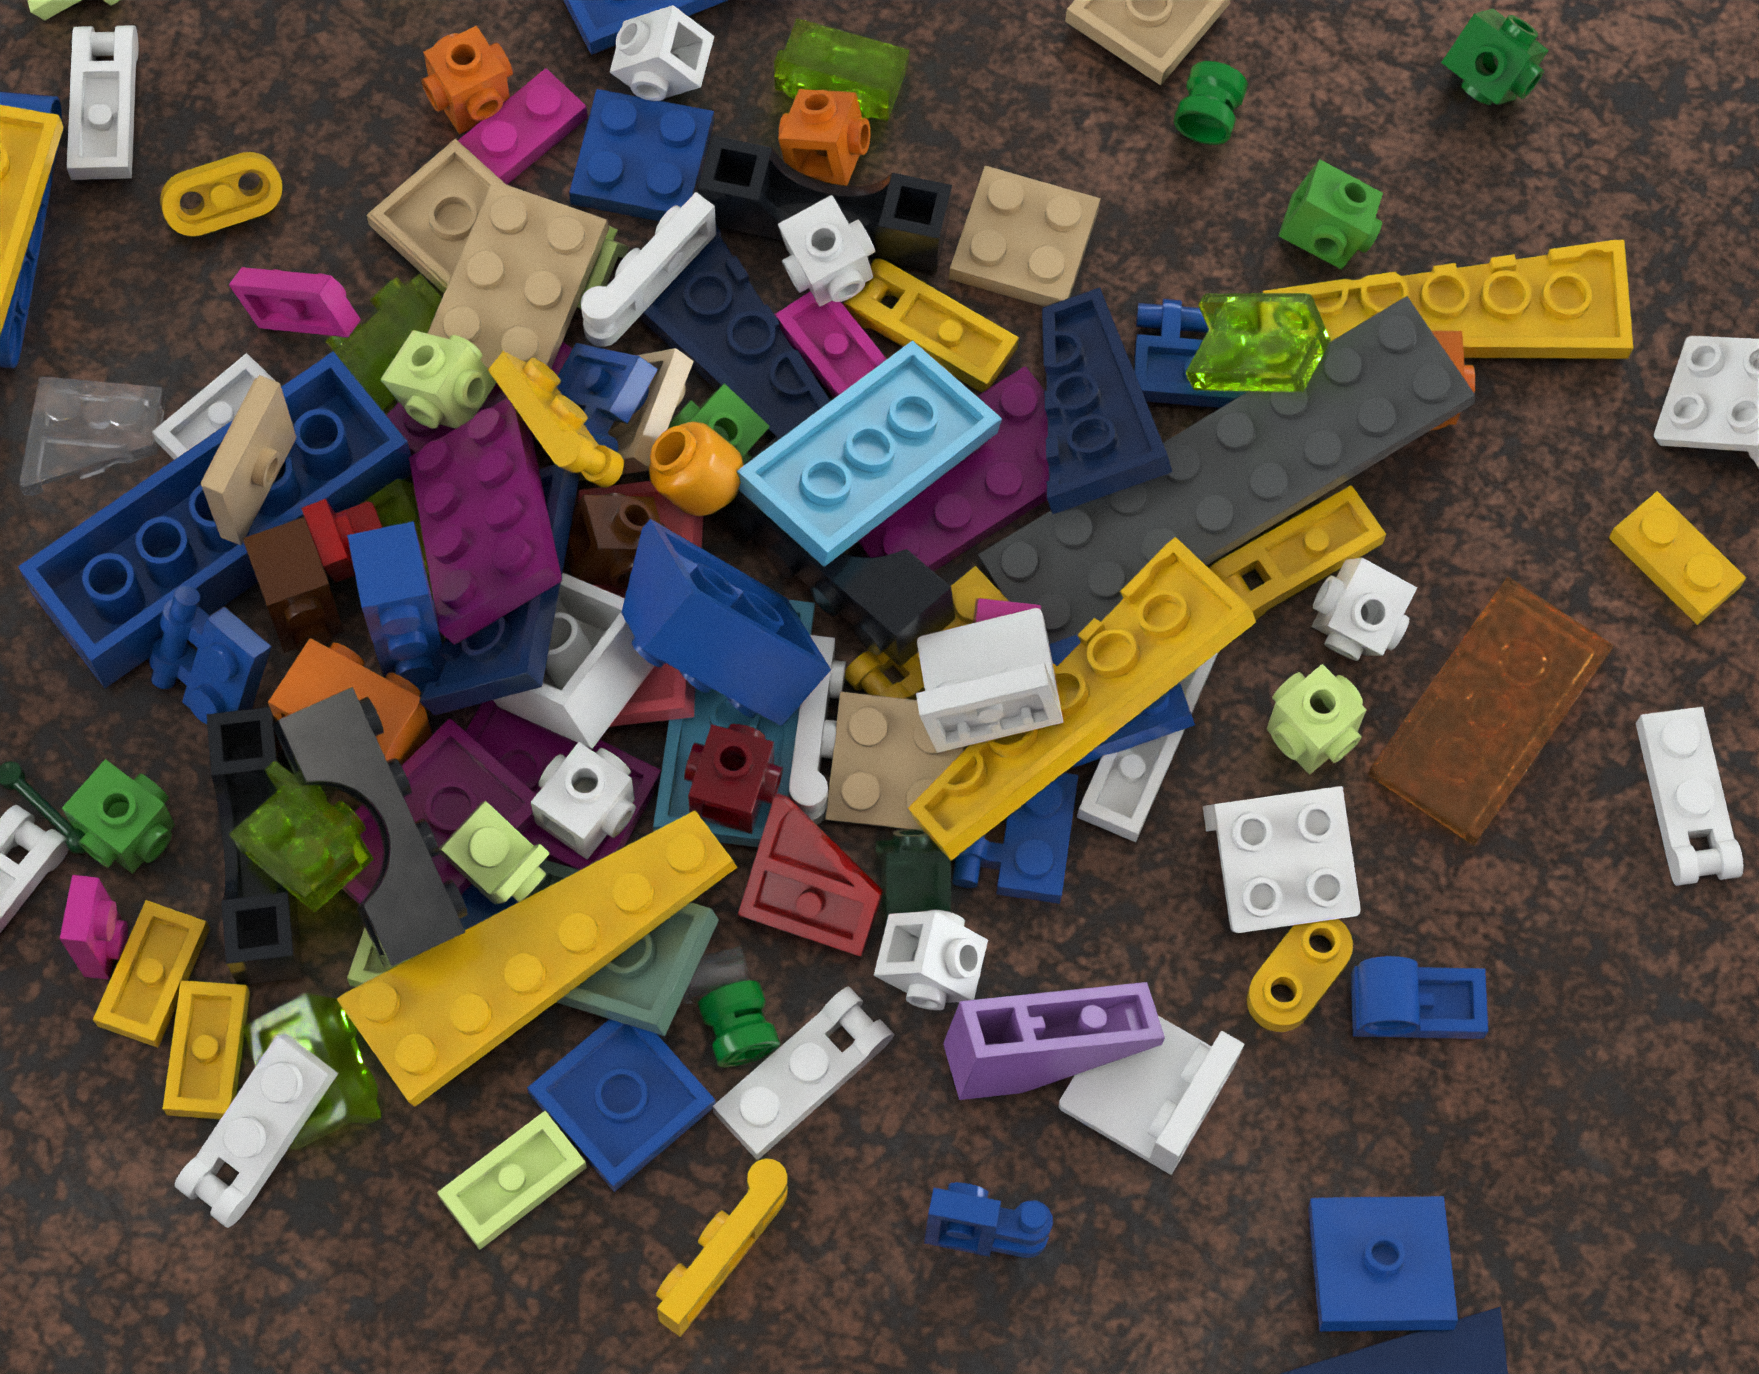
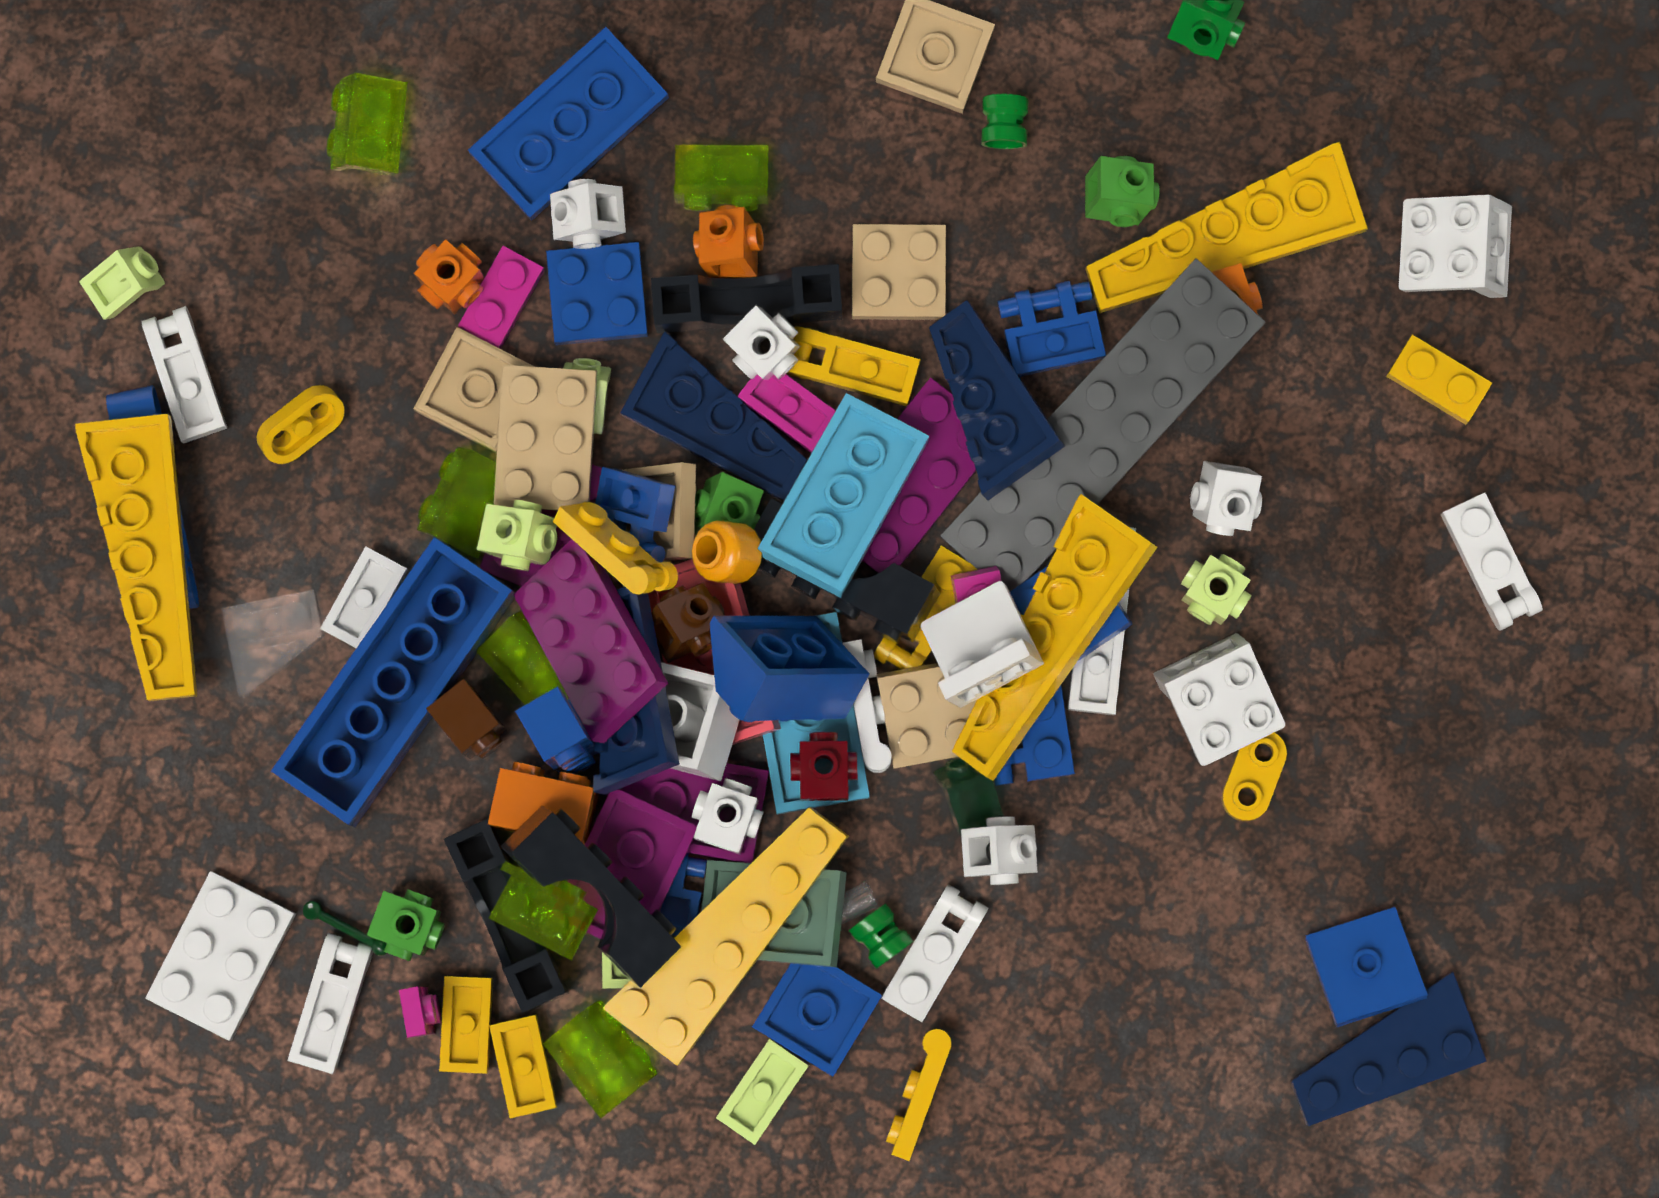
camera: 10 degrees left, 15 degrees up
(227, 662) = (433, 792): blue plate -> none
(249, 459) = (414, 653): tan plate -> none
(257, 1128) = (579, 1112): white plate -> none
(295, 301) = (380, 499): dark pink plate -> none
(330, 533) = (494, 673): red bracket -> none
(495, 856) = (680, 880): yellowish green bracket -> none
(648, 271) = (636, 399): white plate -> none
(809, 883) = (898, 822): red wing -> none
(973, 1223) = (1081, 1029): blue plate -> none
(1046, 1037) = (1097, 881): medium lavender slope -> none
(1155, 1096) = (1174, 889): white bracket -> none
(1258, 342) = (1098, 326): clear neon green bracket -> none
(1302, 550) = (1167, 464): yellow plate -> none
(1417, 1002) = (1342, 773): blue plate -> none
(1490, 710) = (1336, 538): clear orange tile -> none

